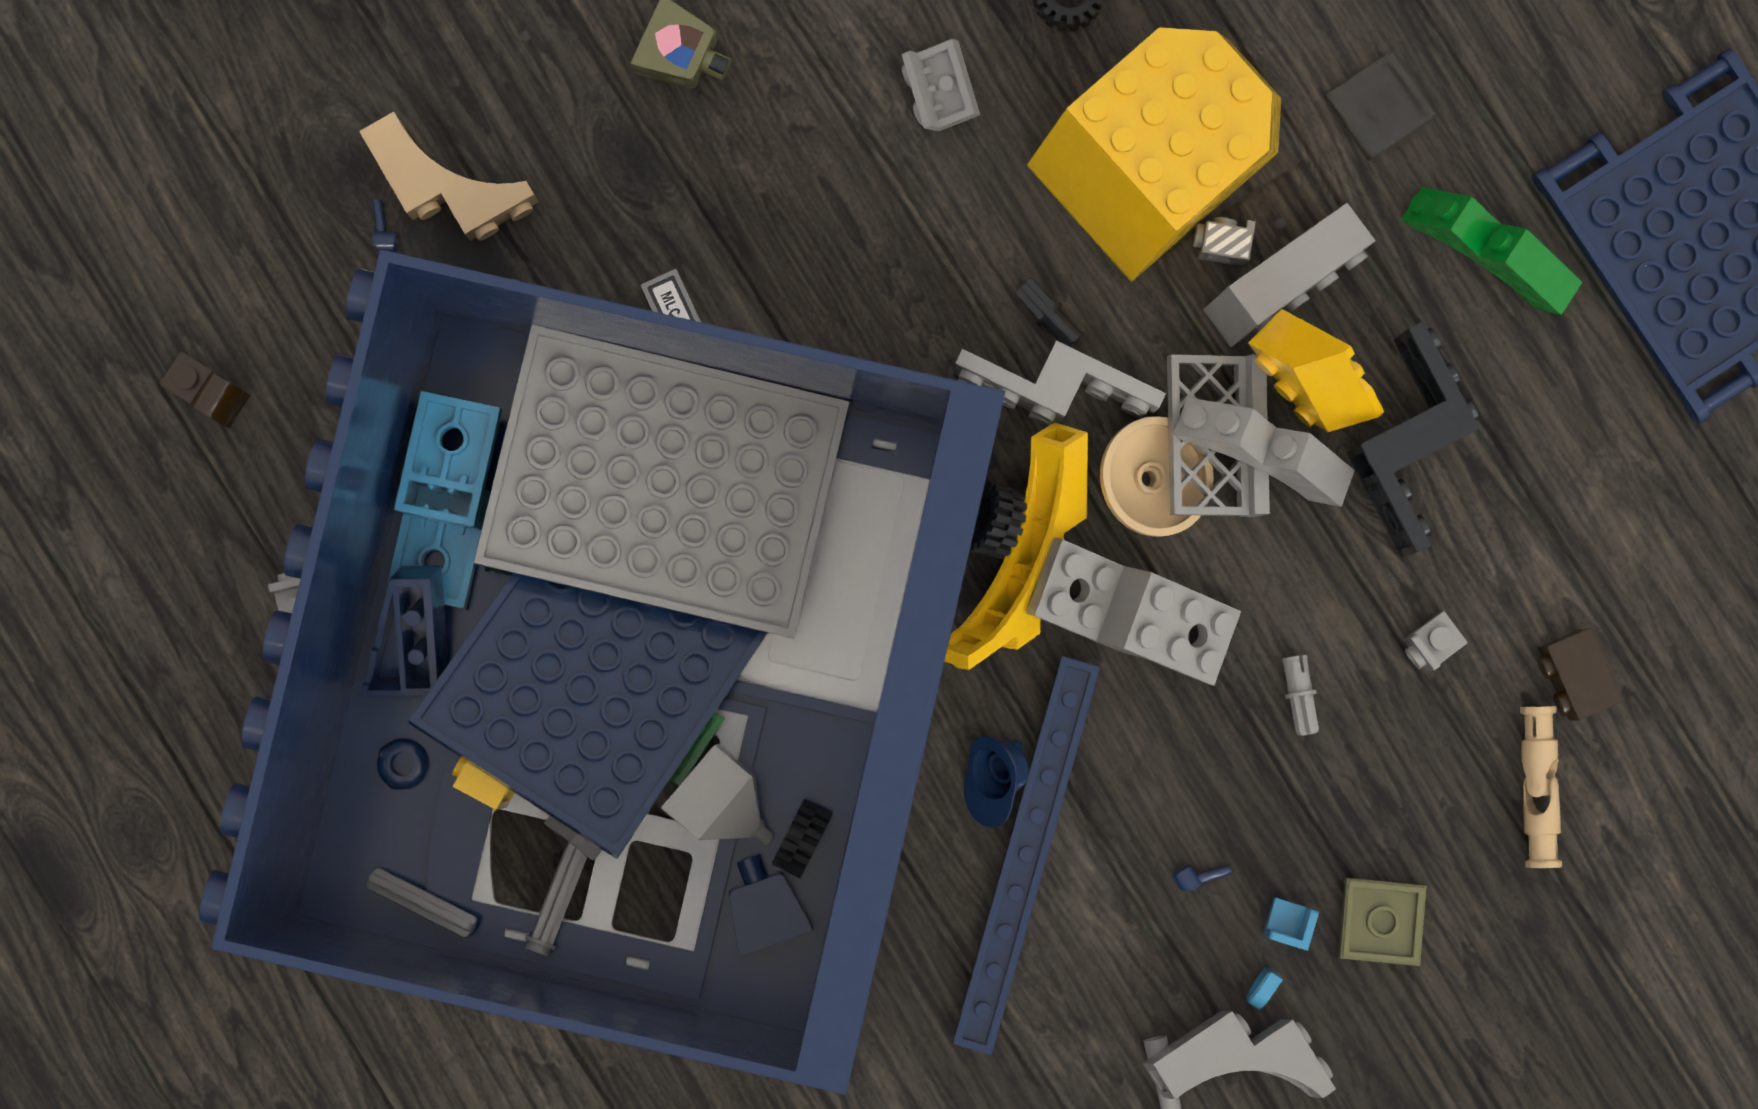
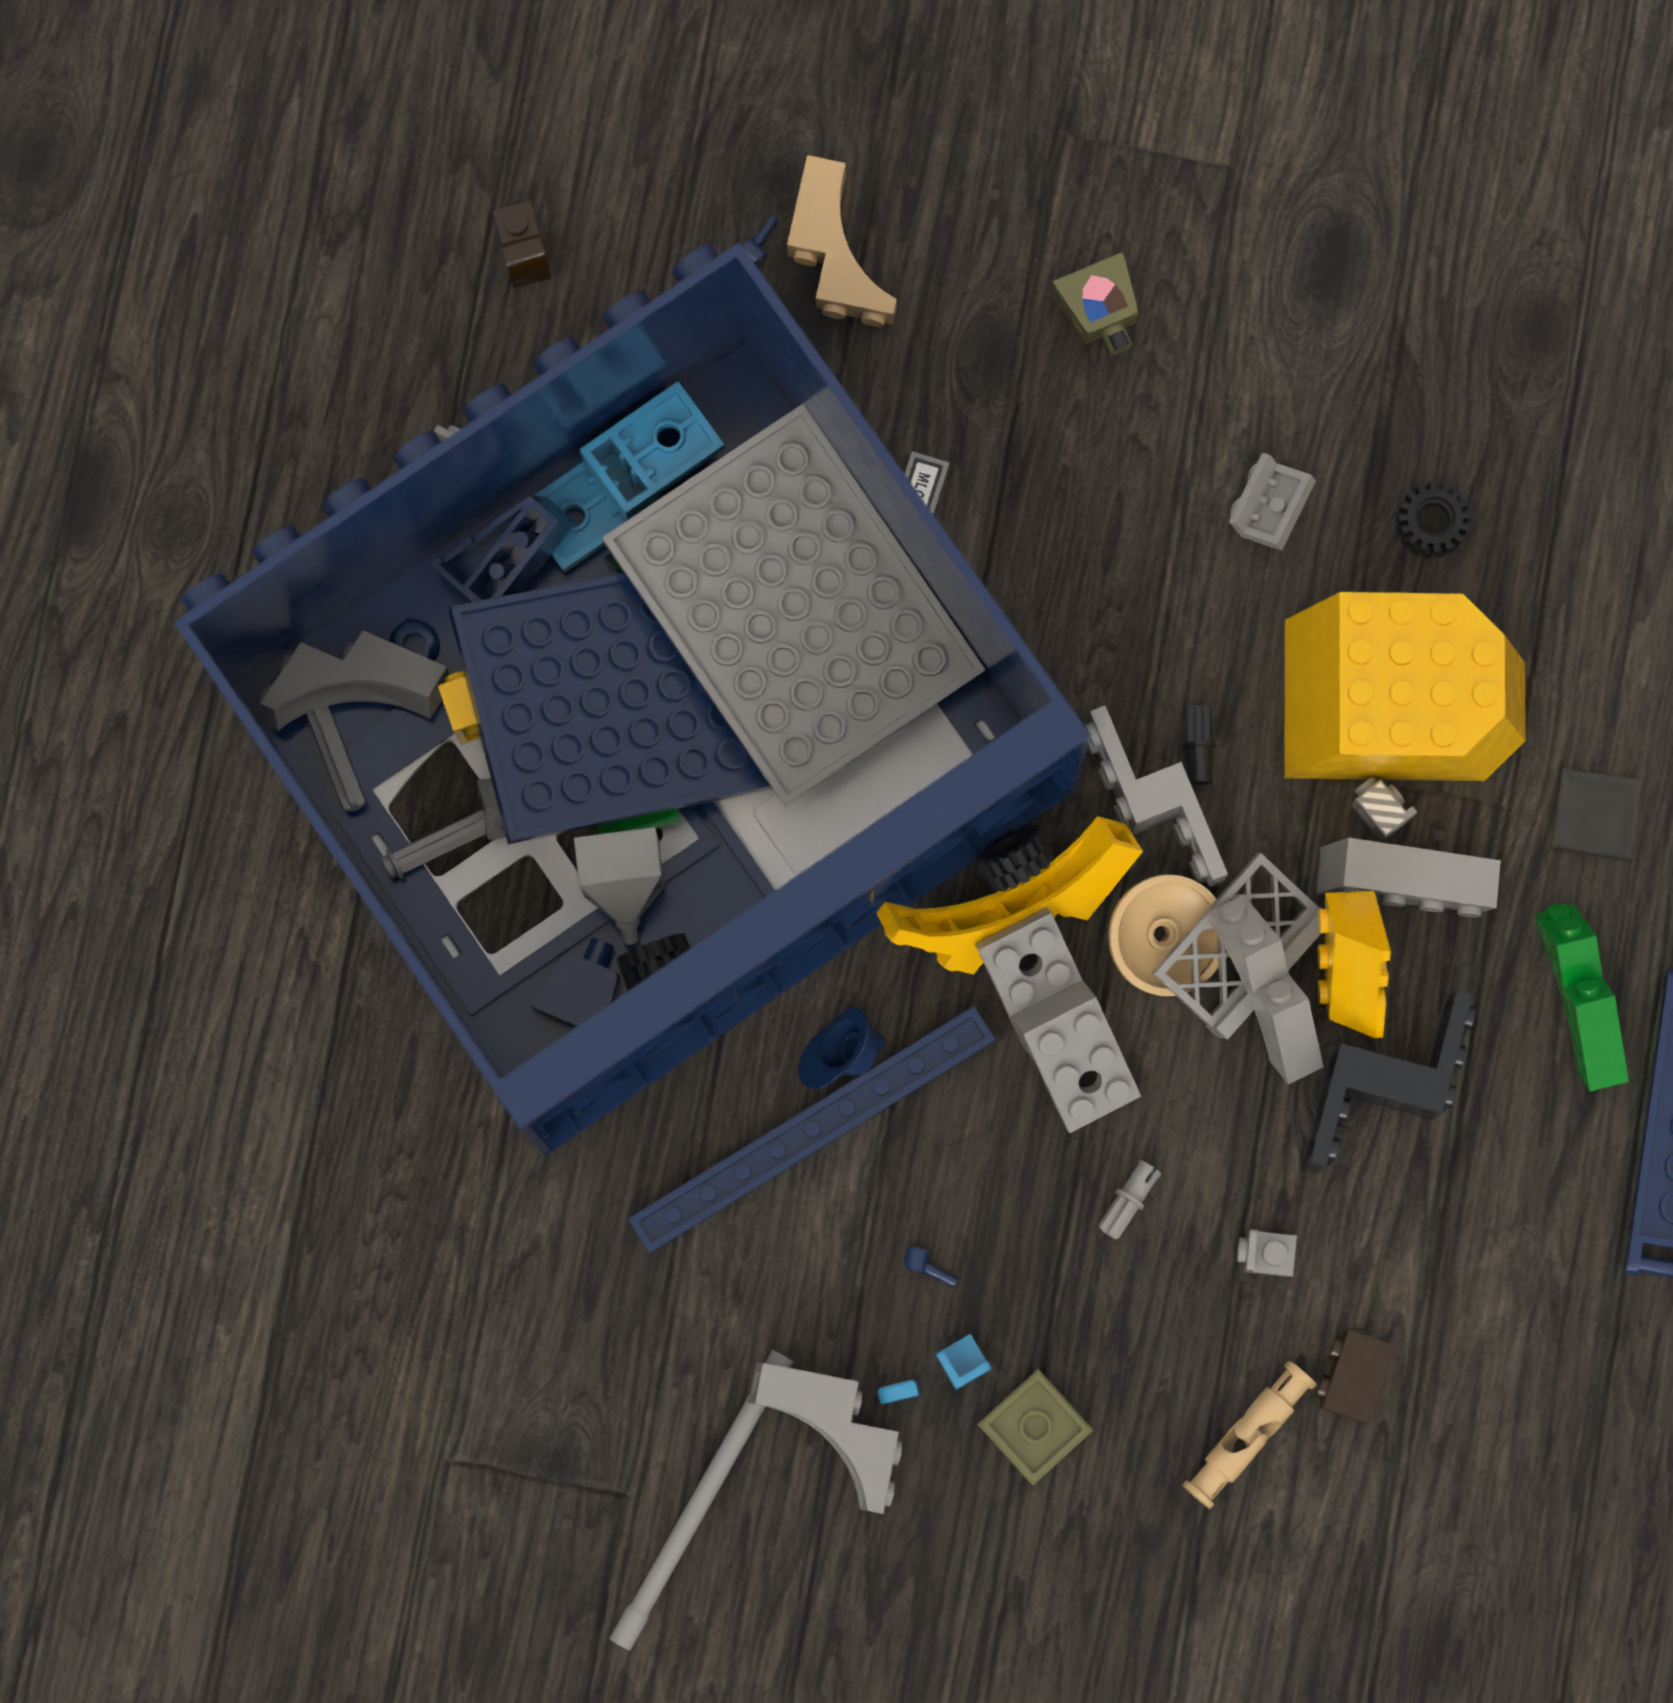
camera: 50 degrees right, 5 degrees down
(387, 818) = (367, 673): none -> light grey arch

